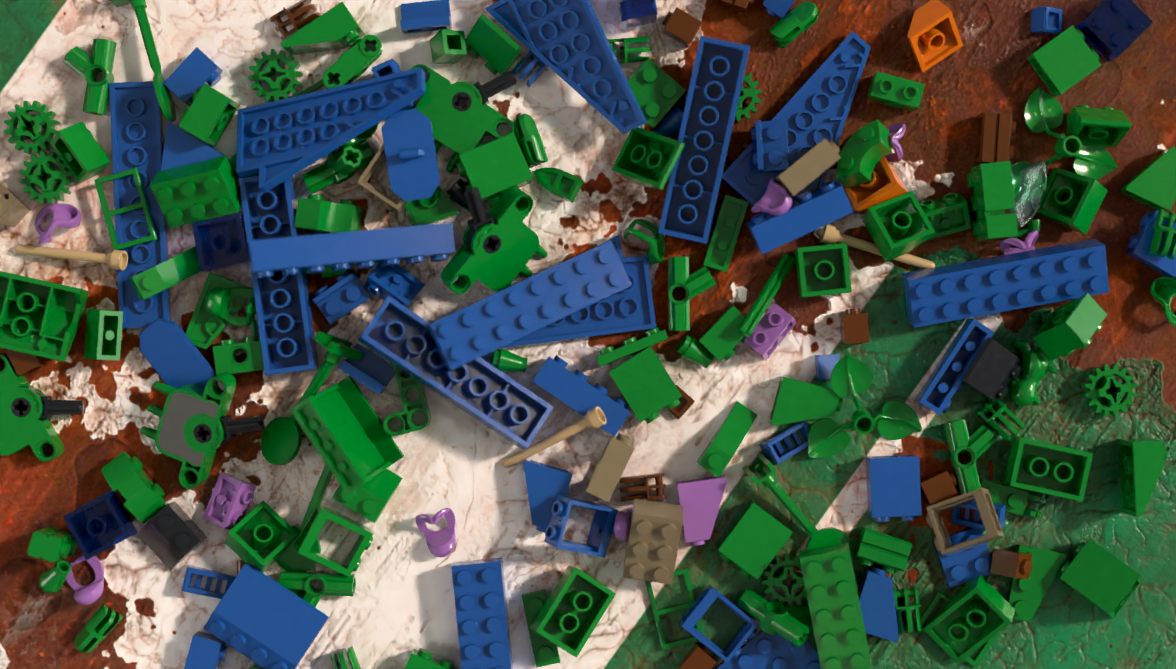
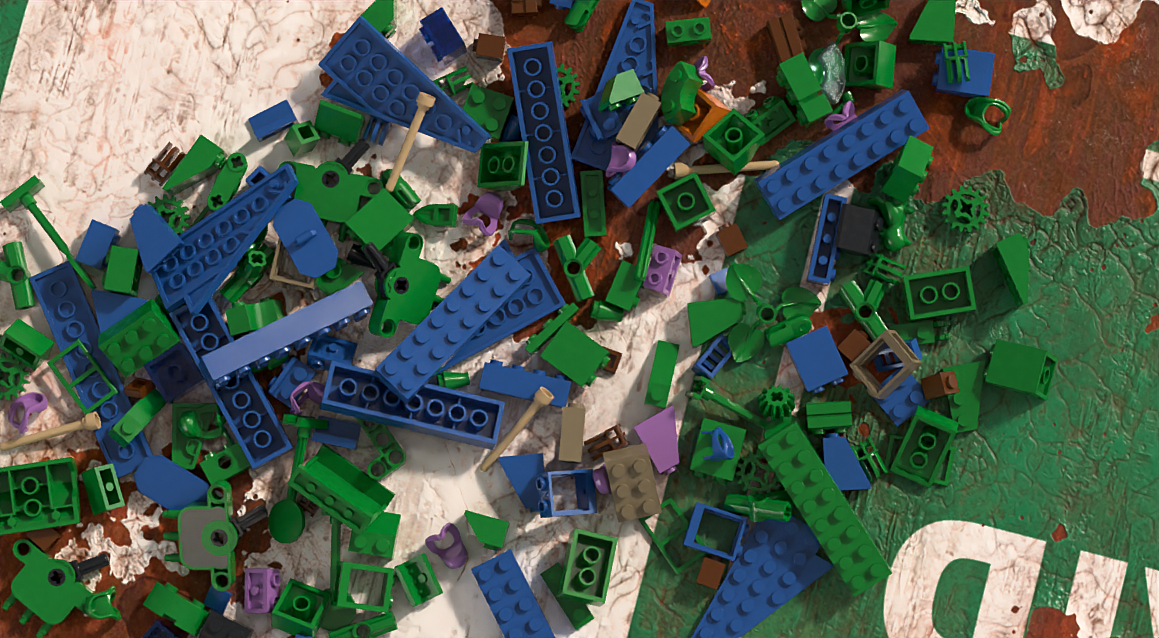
camera: 20 degrees left, 5 degrees down
(55, 455) = (99, 605): none -> green piece
(180, 243) = (139, 388): none -> reddish brown tile
(180, 494) = (217, 600): none -> blue slope
(252, 92) = (154, 238): none -> blue slope
(360, 317) = (314, 393): none -> medium lavender piece
(393, 554) = (418, 580): none -> green bracket
(485, 531) = (488, 529): none -> green slope
(590, 59) = (424, 103): none -> tan piece
(617, 192) = (490, 205): none -> medium lavender piece
(760, 548) = (719, 453): none -> blue piece
(801, 125) = (619, 90): none -> slope
(834, 515) = (776, 402): none -> green gear
(876, 444) = (788, 330): none -> green arm

